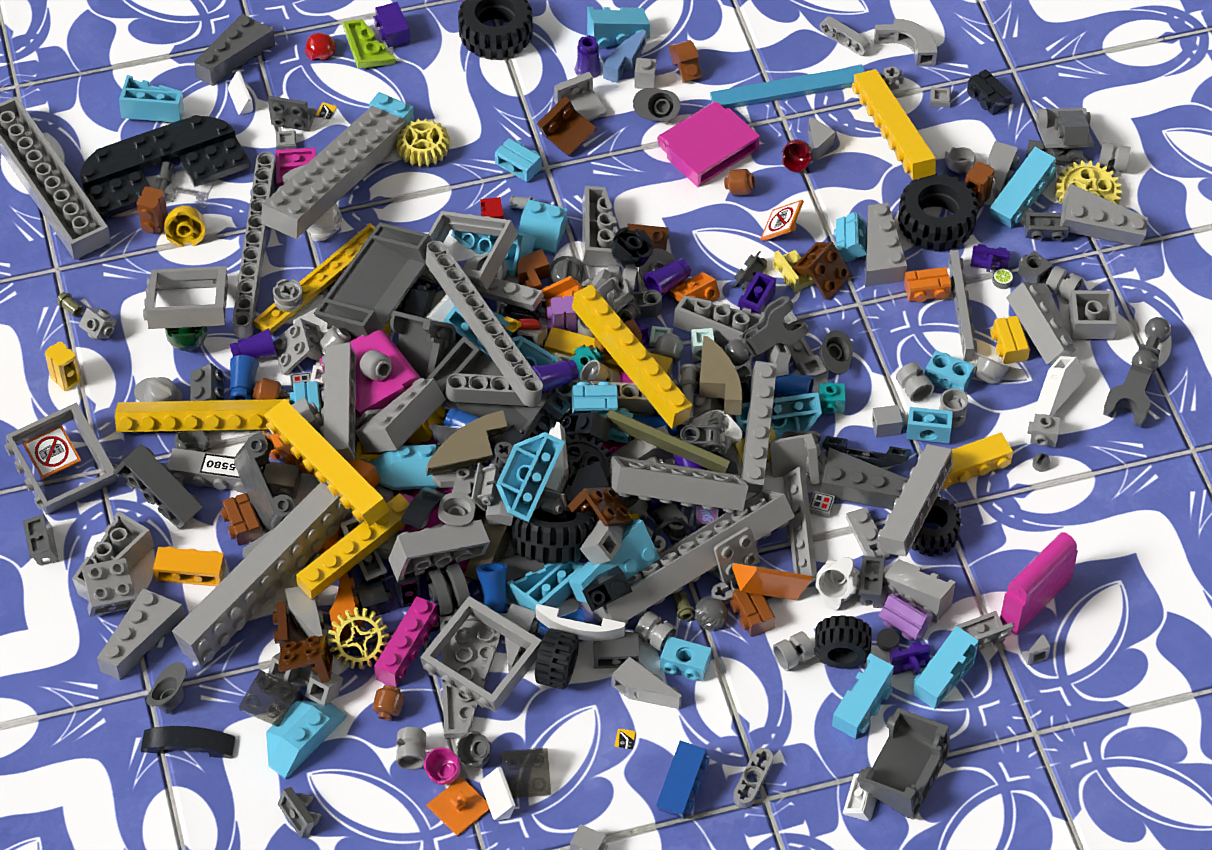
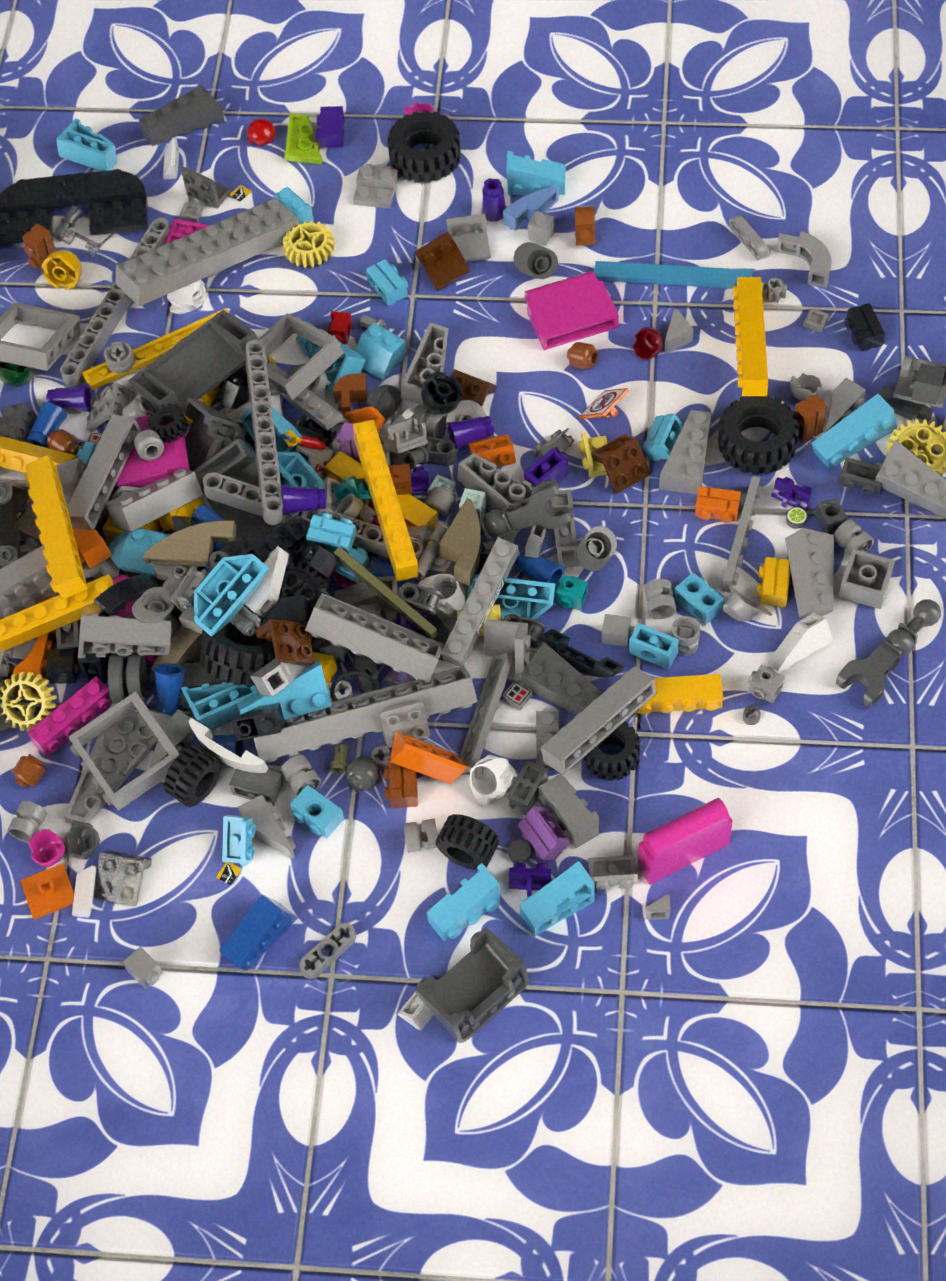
camera: 25 degrees right, 5 degrees up
(382, 331) = (166, 414): none -> black tyre
(462, 72) = (375, 186): none -> light grey plate
(625, 703) = (238, 839): none -> medium azure bracket

